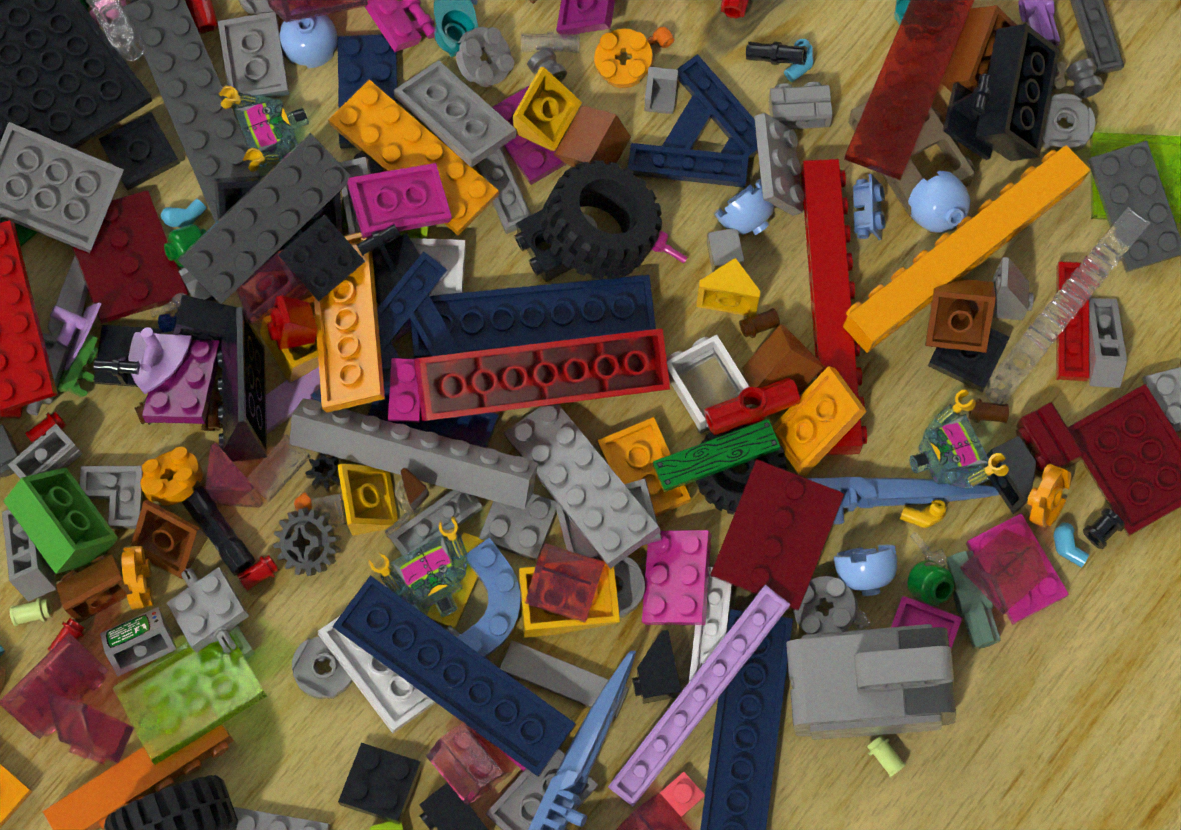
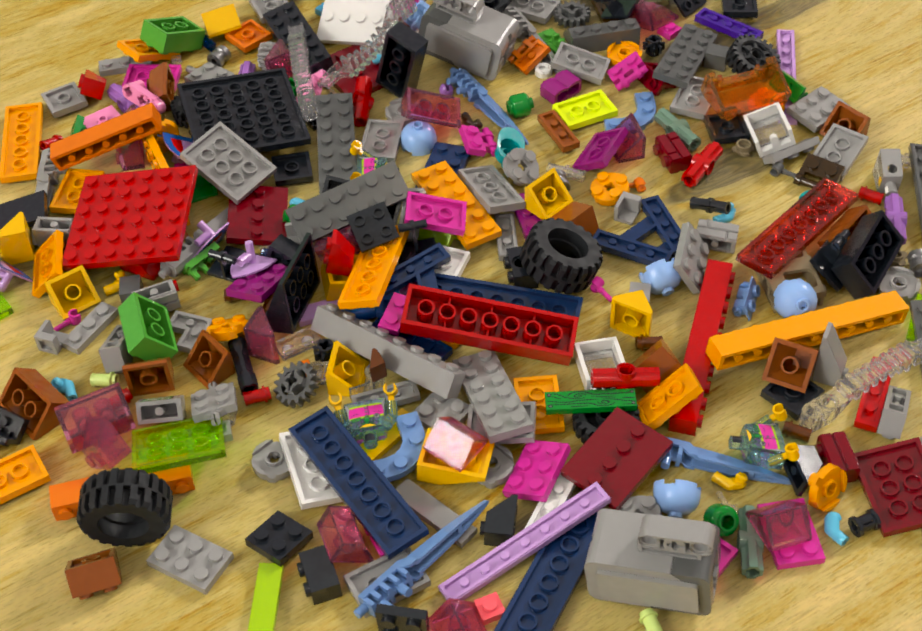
camera: 20 degrees right, 25 degrees down
(135, 571) = (179, 372): light orange plate -> none

